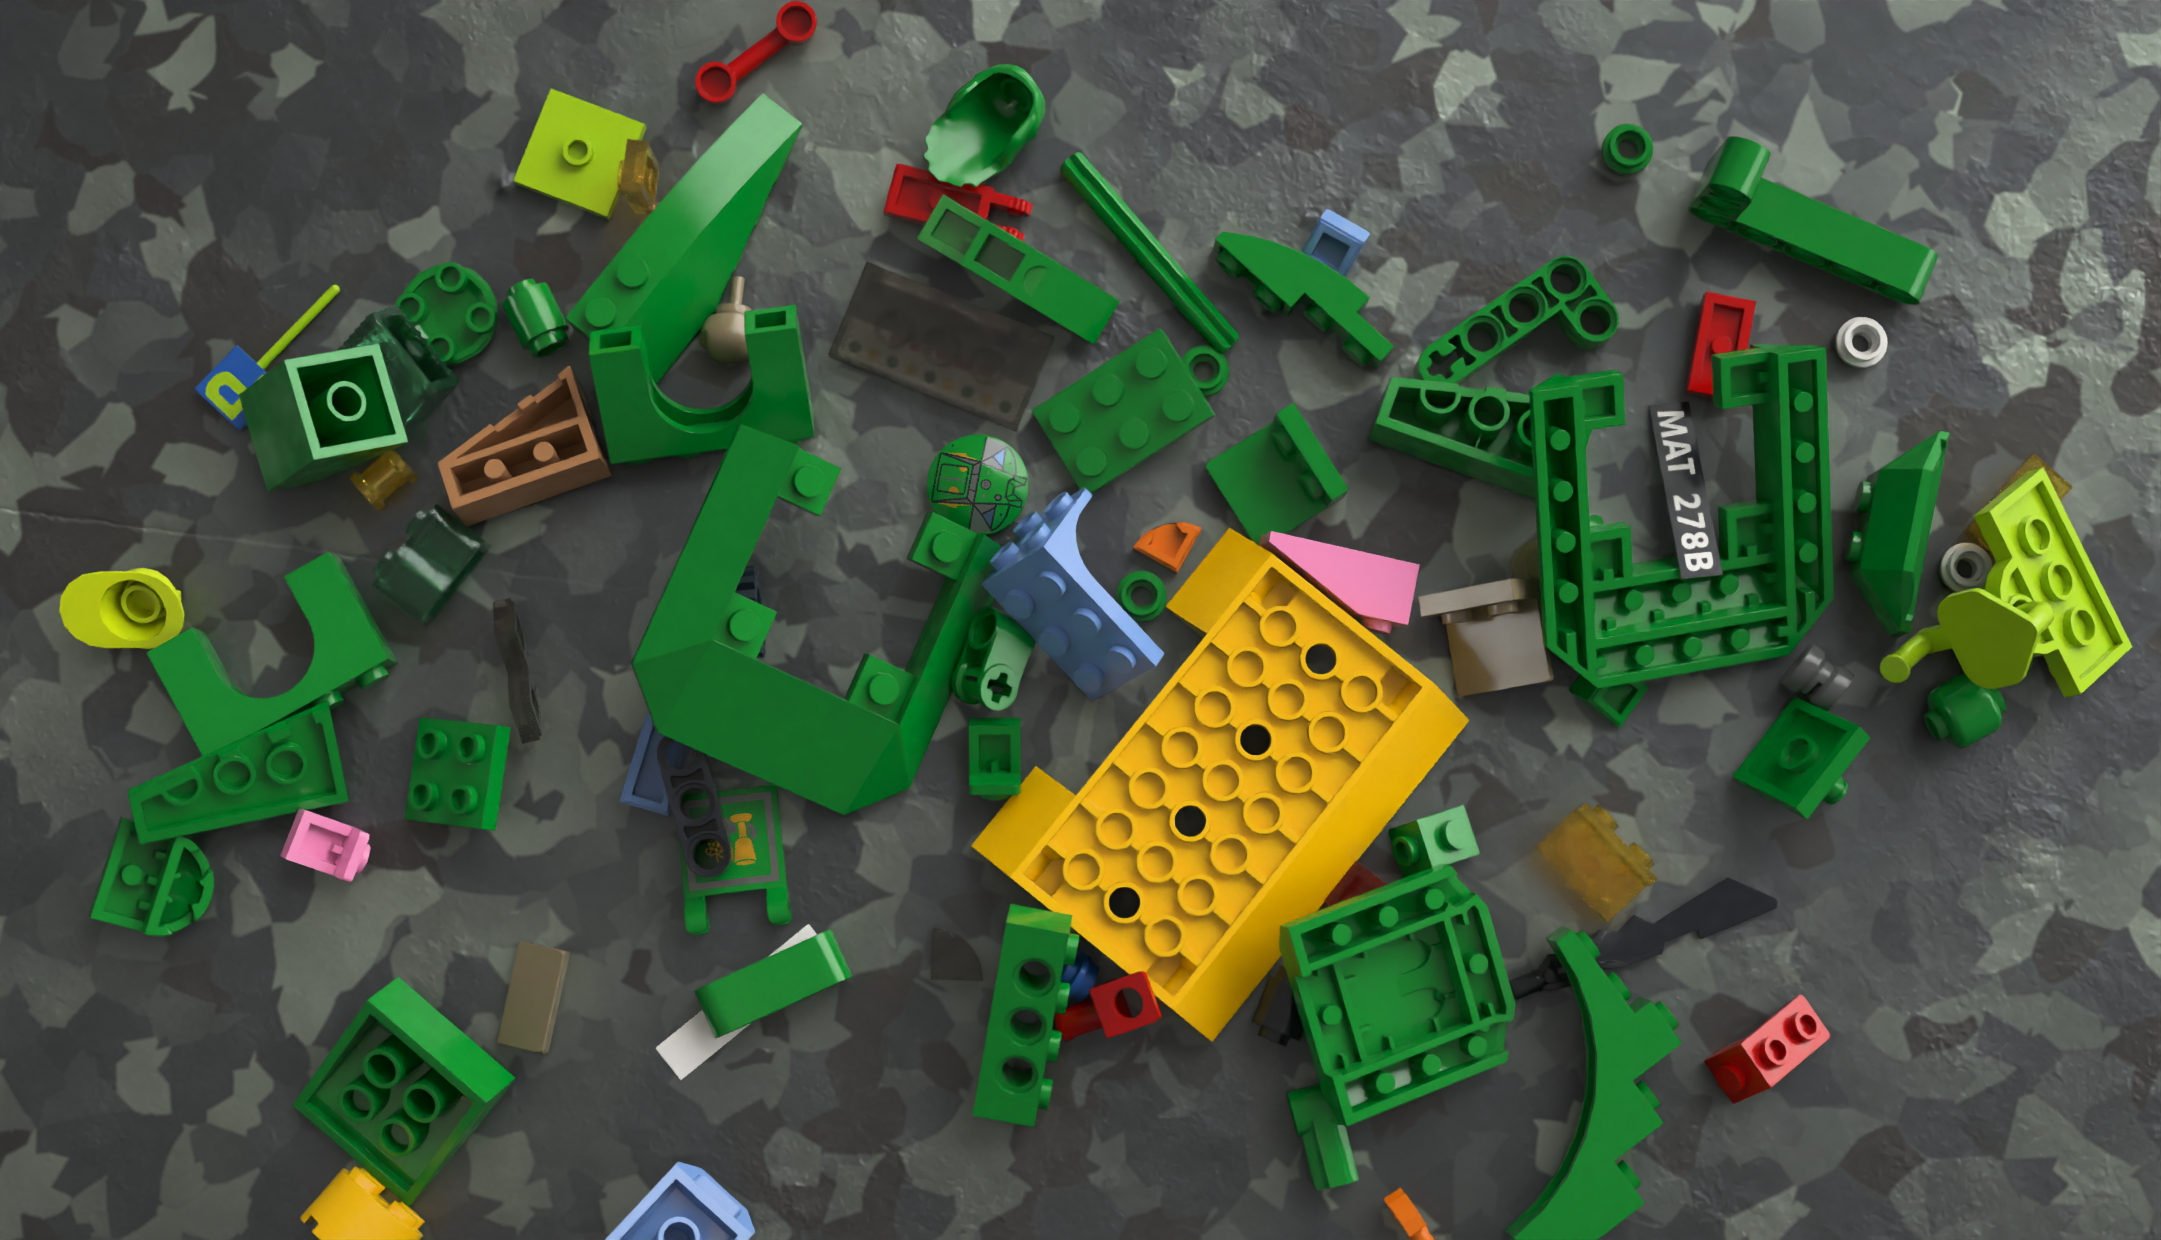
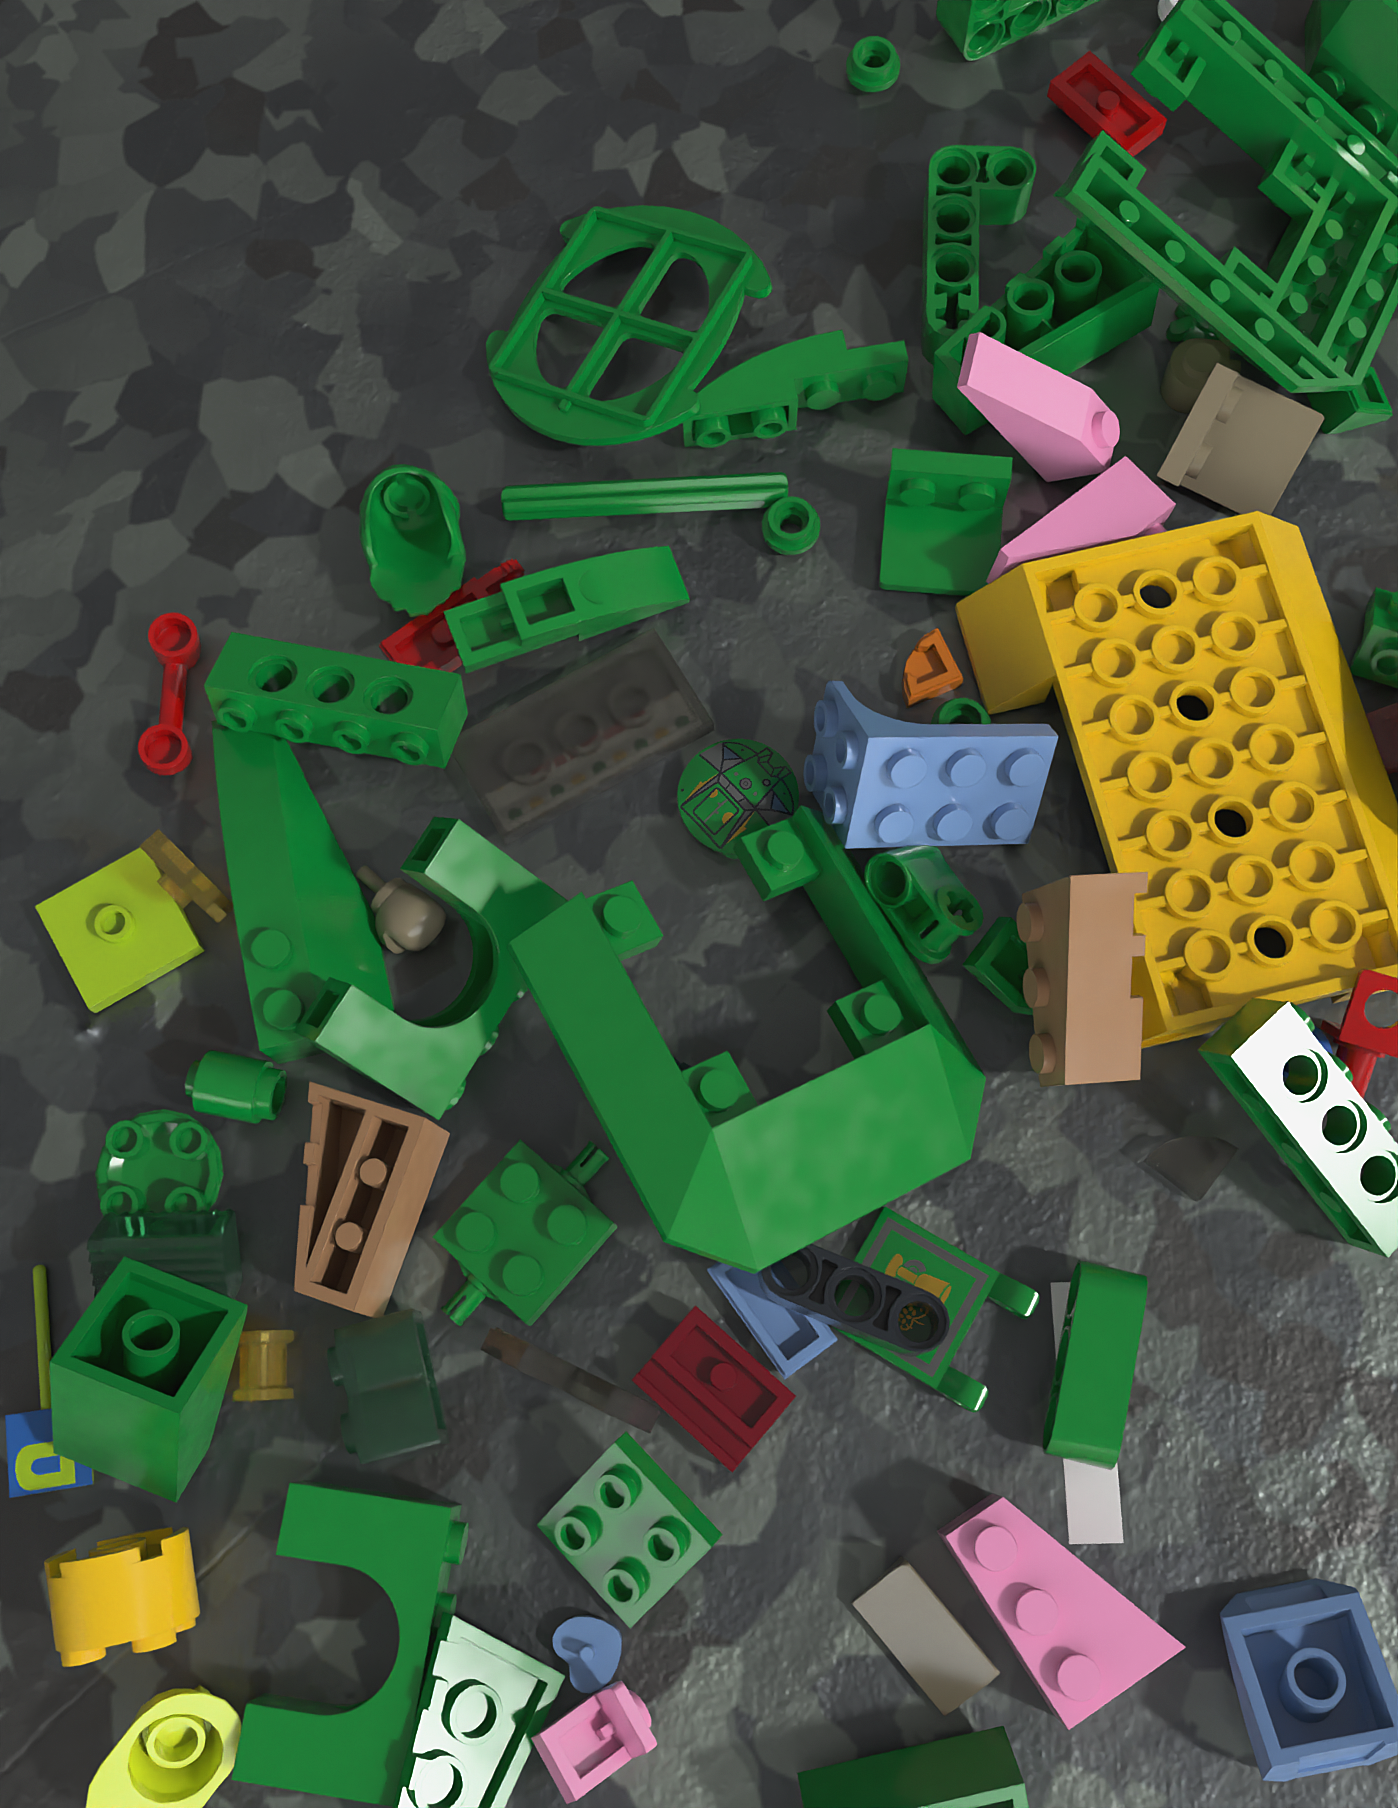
camera: 45 degrees left, 10 degrees down
(195, 504) = (124, 1592): none -> yellow brick
(375, 805) = (590, 1648): none -> medium blue piece
(580, 762) = (713, 1388): none -> dark red plate
(586, 572) = (525, 1233): none -> green plate
(603, 1059) = (1054, 1611): none -> bright pink wedge
(814, 98) = (337, 699): none -> green brick
(997, 799) = (1081, 978): none -> medium nougat wedge
(1123, 412) = (775, 615): green plate -> none
(1216, 219) = (673, 234): none -> green window
(1335, 242) = (762, 335): medium blue slope -> none
(1400, 479) = (1039, 411): none -> bright pink slope
(1685, 490) = (1233, 211): black sticker -> none

